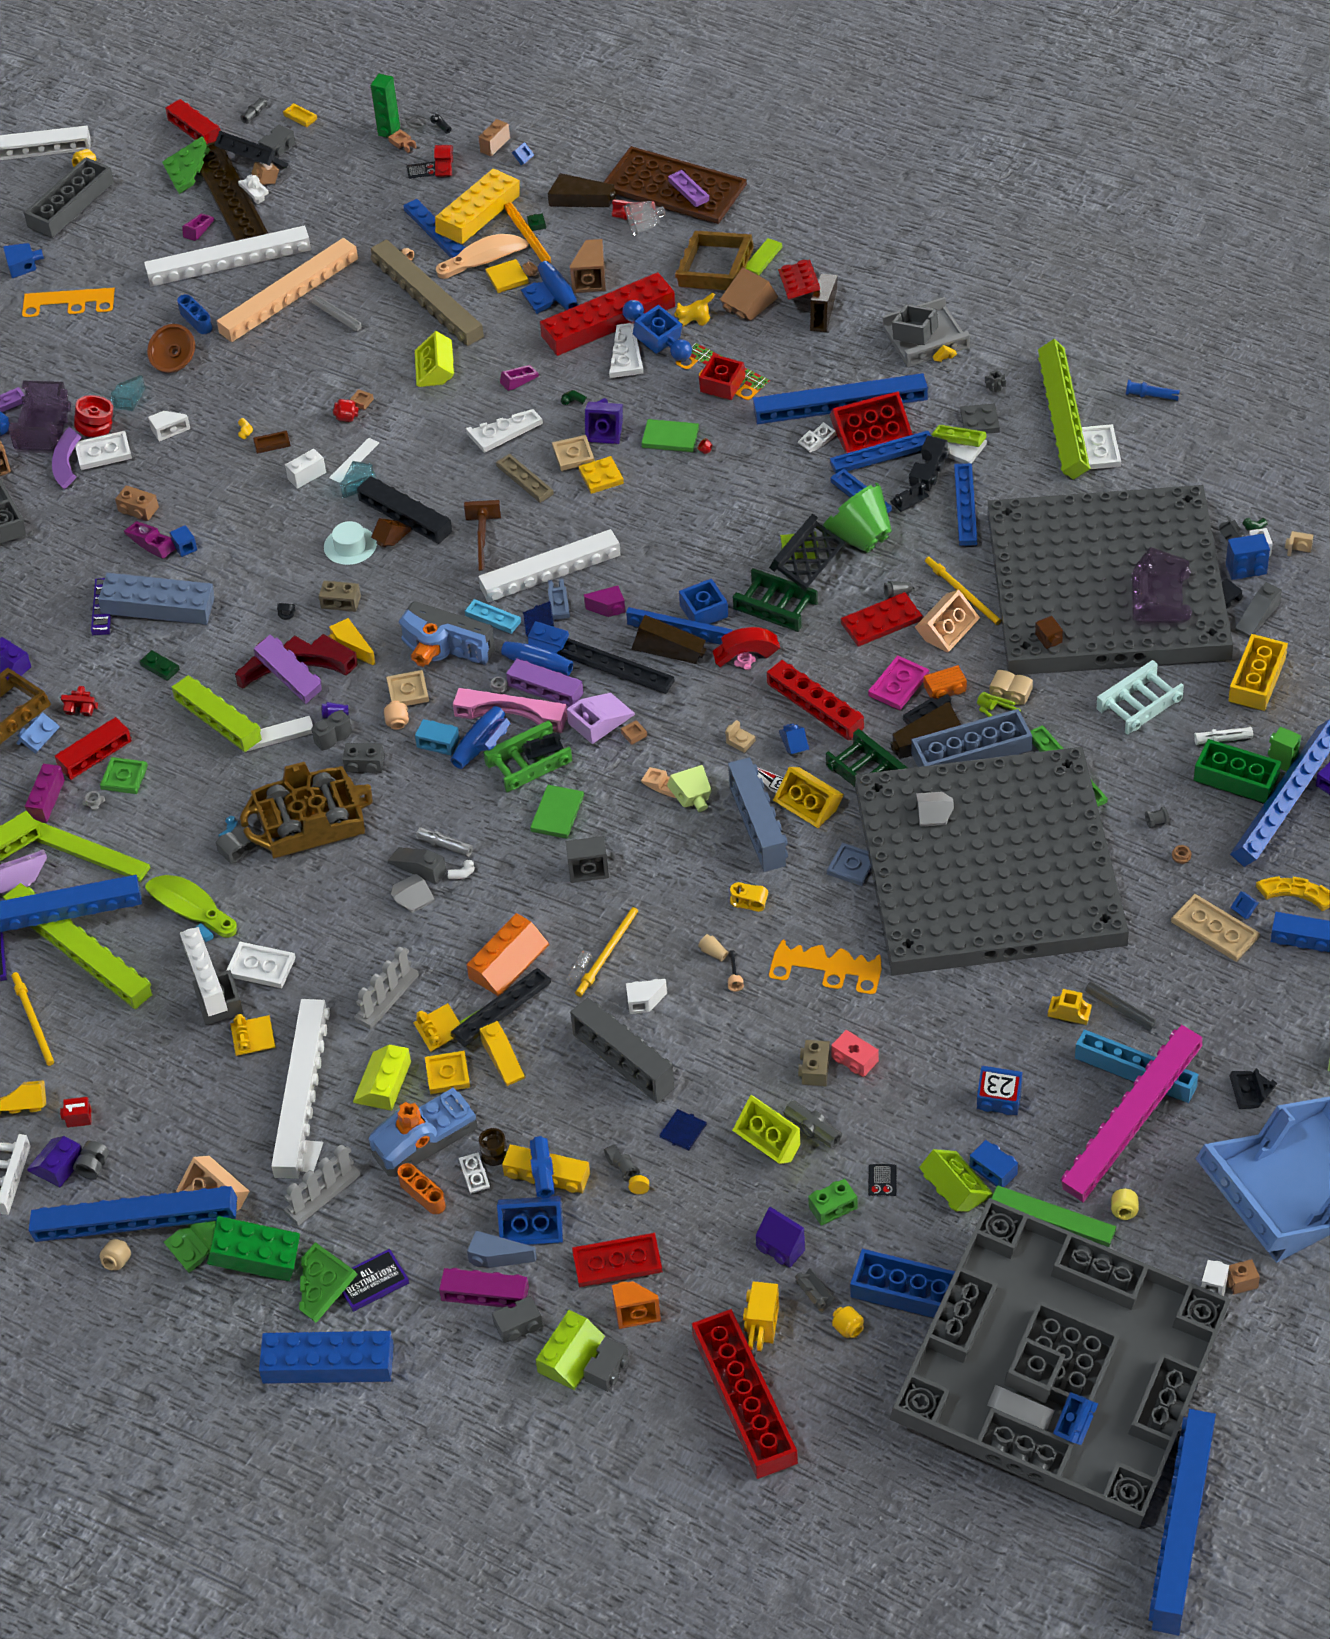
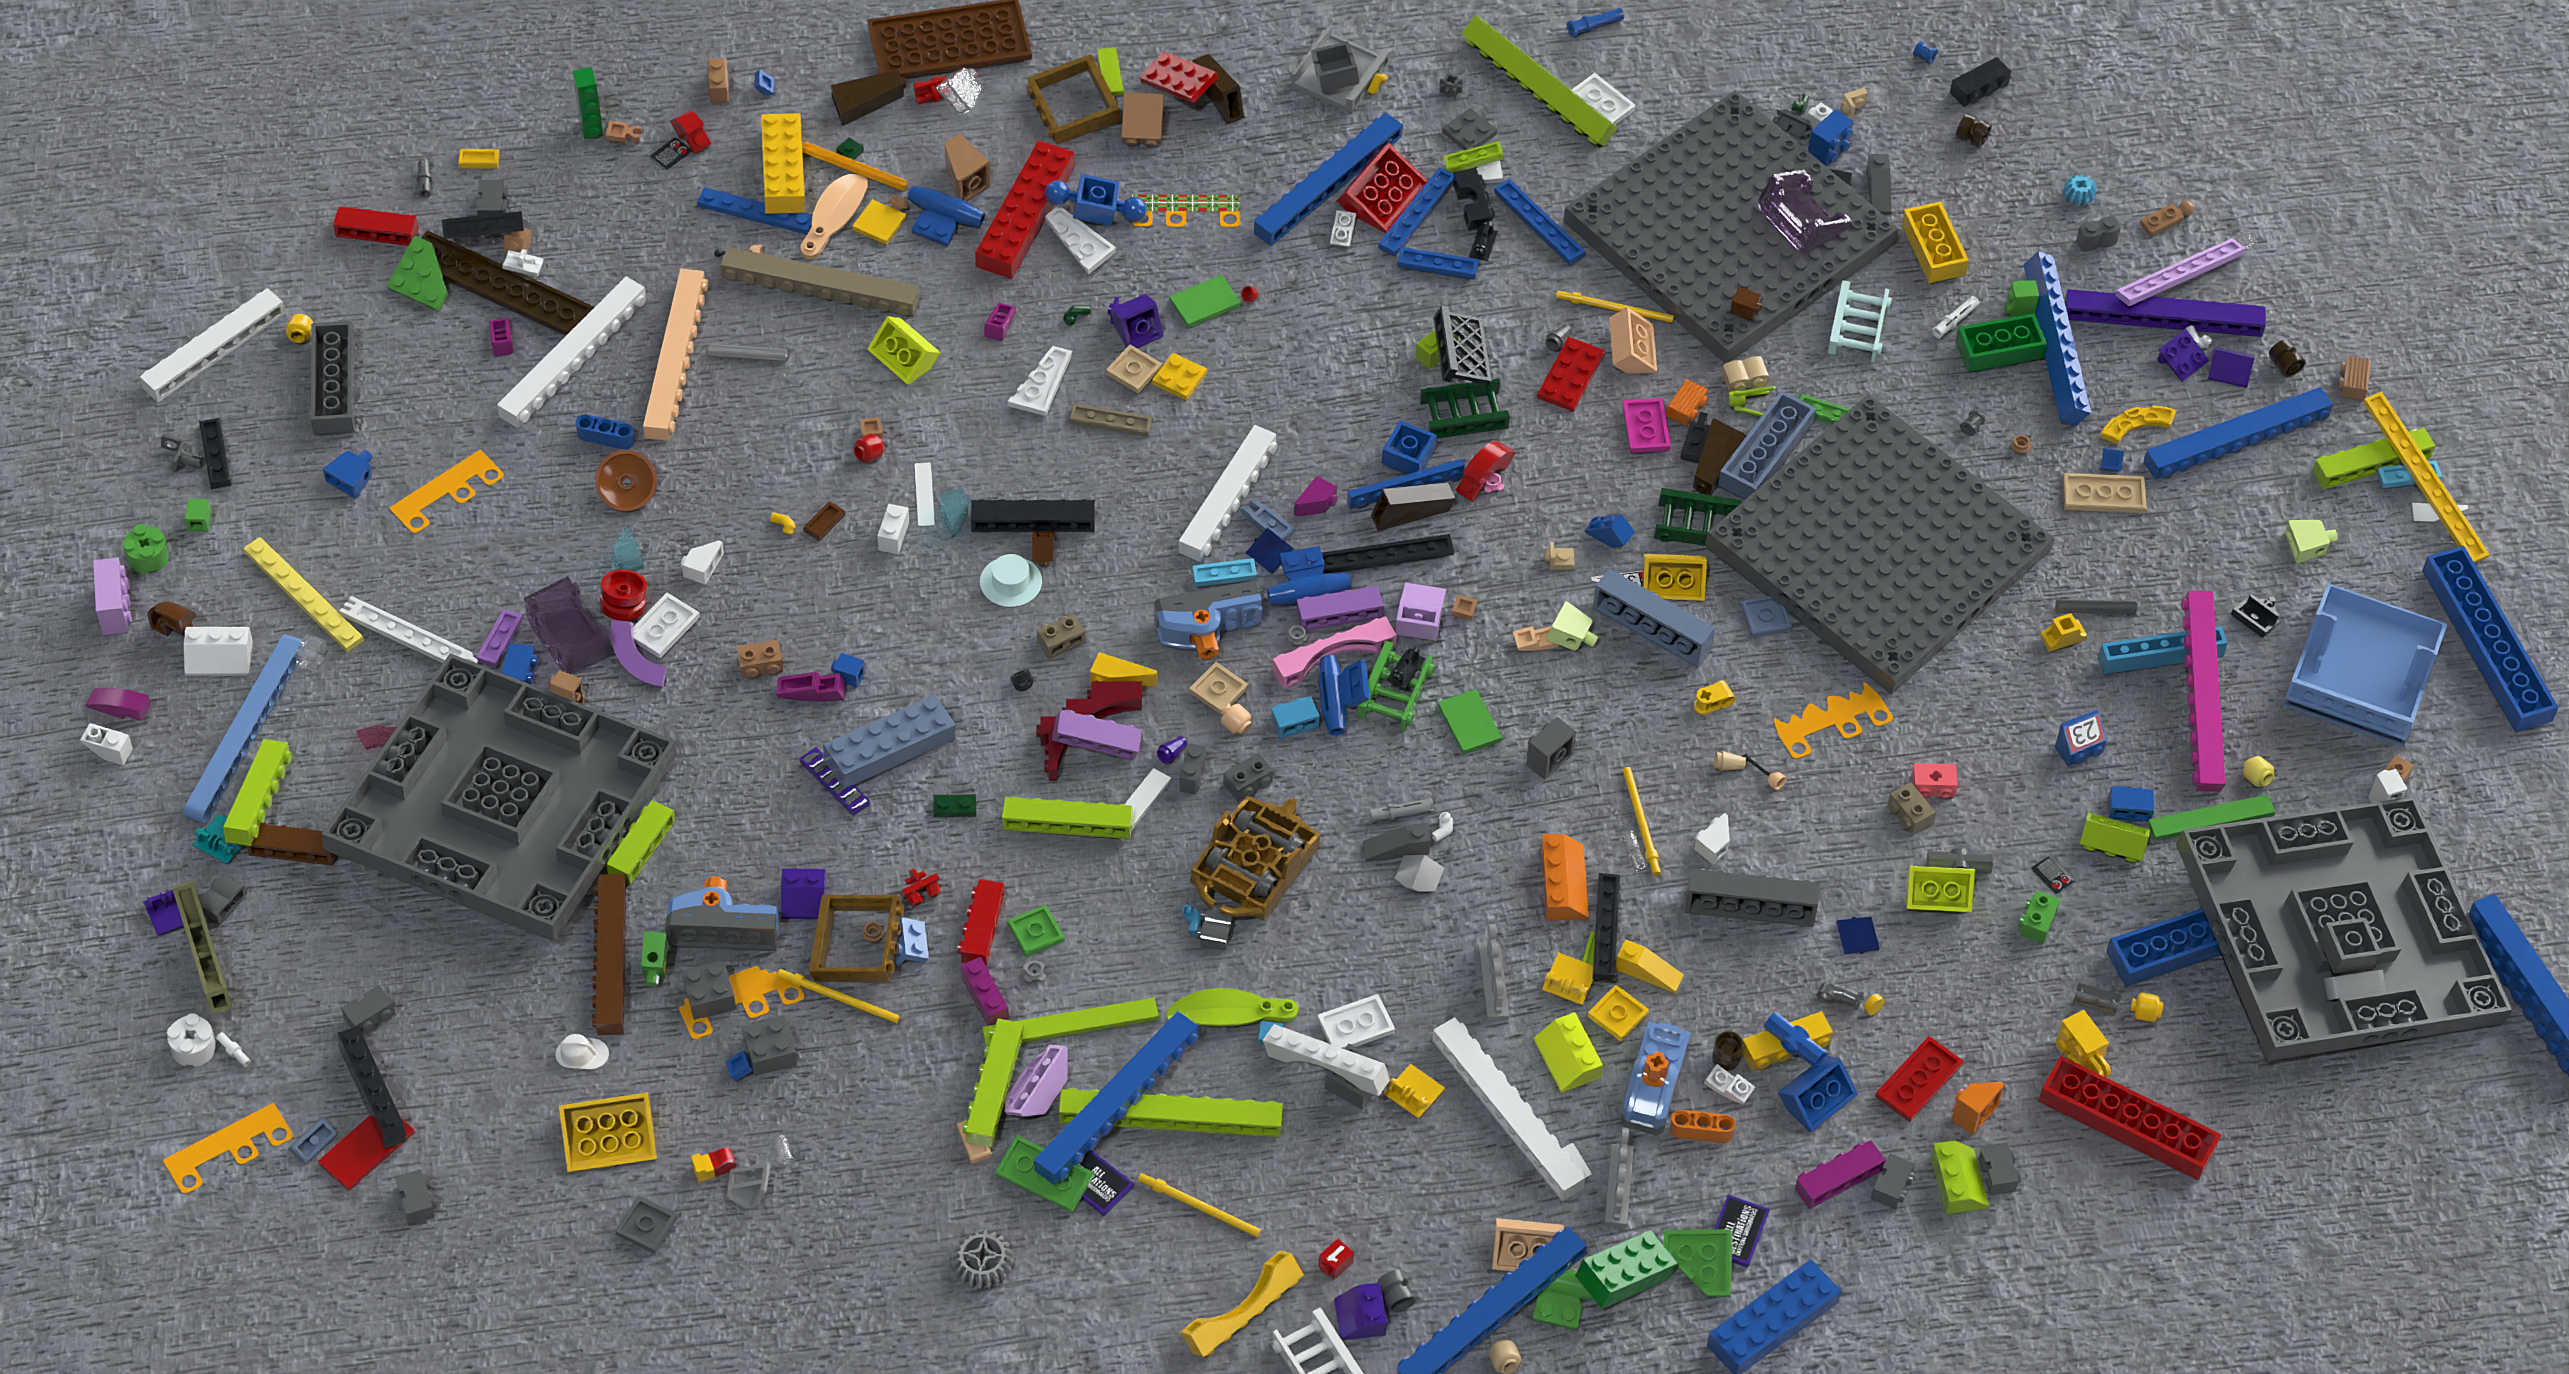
camera: 45 degrees left, 5 degrees up
(437, 119) = (639, 91): black arm -> none
(482, 511) = (1112, 474): reddish brown piece -> none
(495, 1251) = (1813, 1139): sand blue slope -> none
(688, 188) = (976, 36): medium lavender plate -> none
(696, 311) = (1107, 161): yellow animal -> none
(722, 377) = (1202, 215): red brick -> none
(780, 1238) = (2034, 972): dark purple slope -> none
(815, 699) = (1592, 483): red brick -> none
(862, 519) = (1477, 286): bright green cone -> none
(934, 808) = (1805, 522): light grey slope -> none
(1075, 1418) = (2404, 965): blue brick -> none

